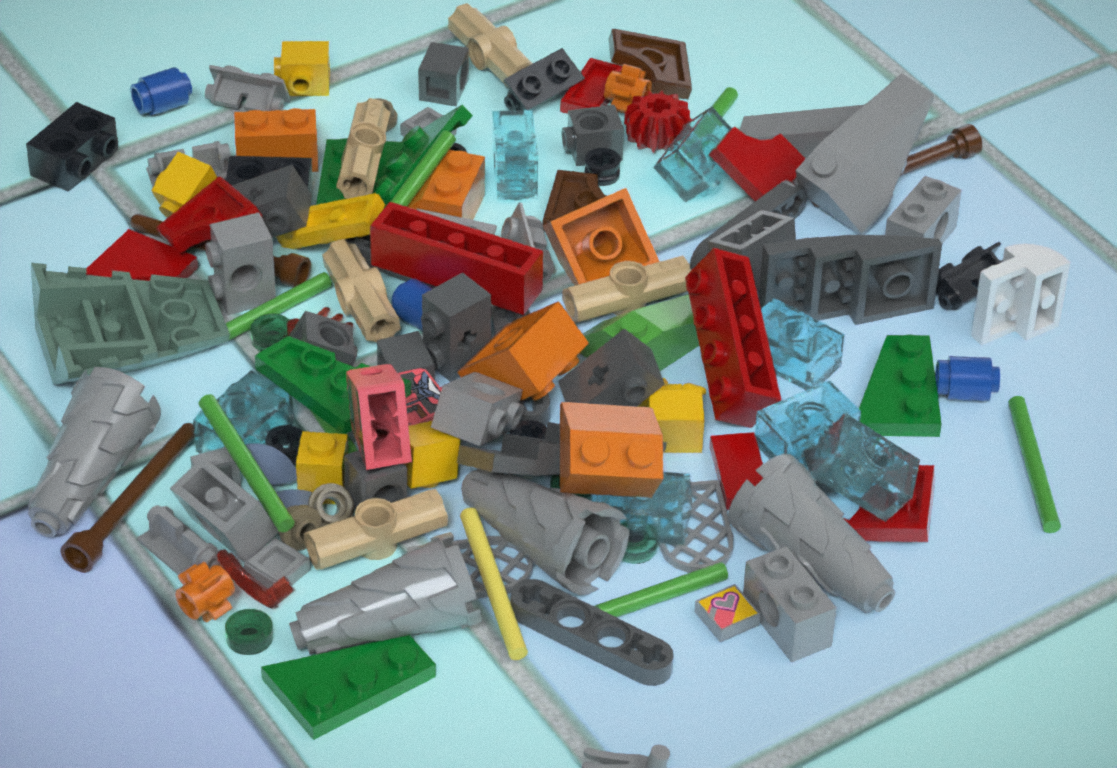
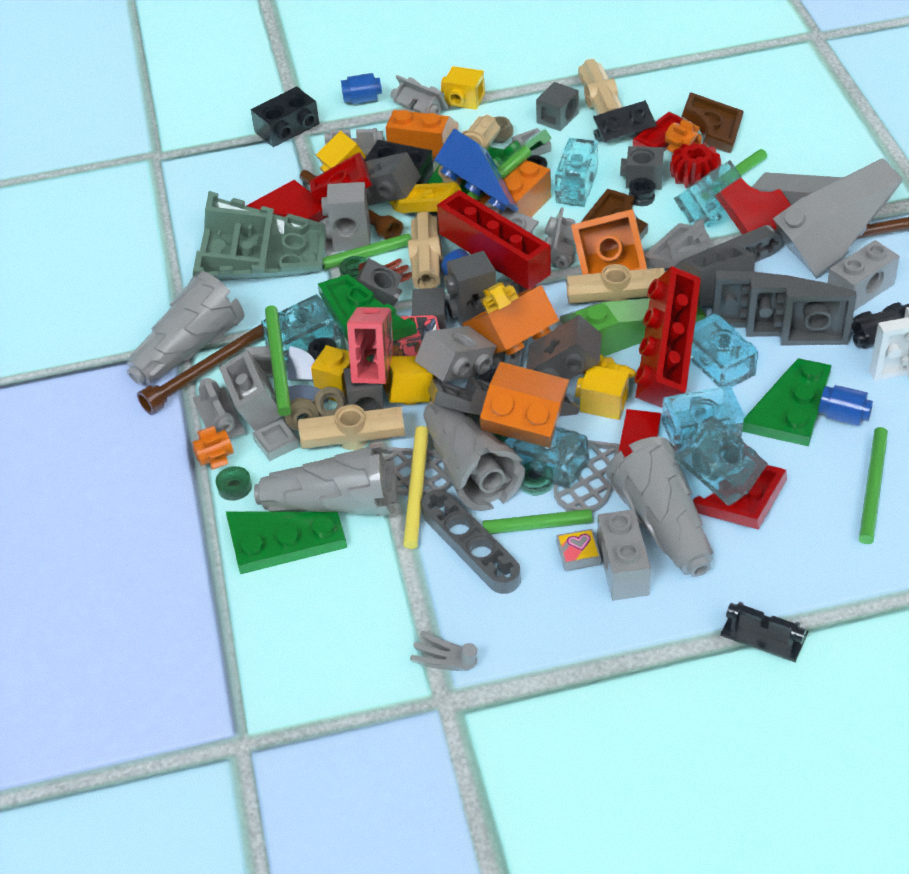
camera: 25 degrees right, 5 degrees up
(268, 597) = (246, 446): clear red piece -> none
(390, 164) = (473, 163): none -> blue slope
(507, 327) = (498, 297): none -> yellow hinge
(687, 223) = (677, 245): none -> light grey slope
(970, 652) = (764, 632): none -> black hinge

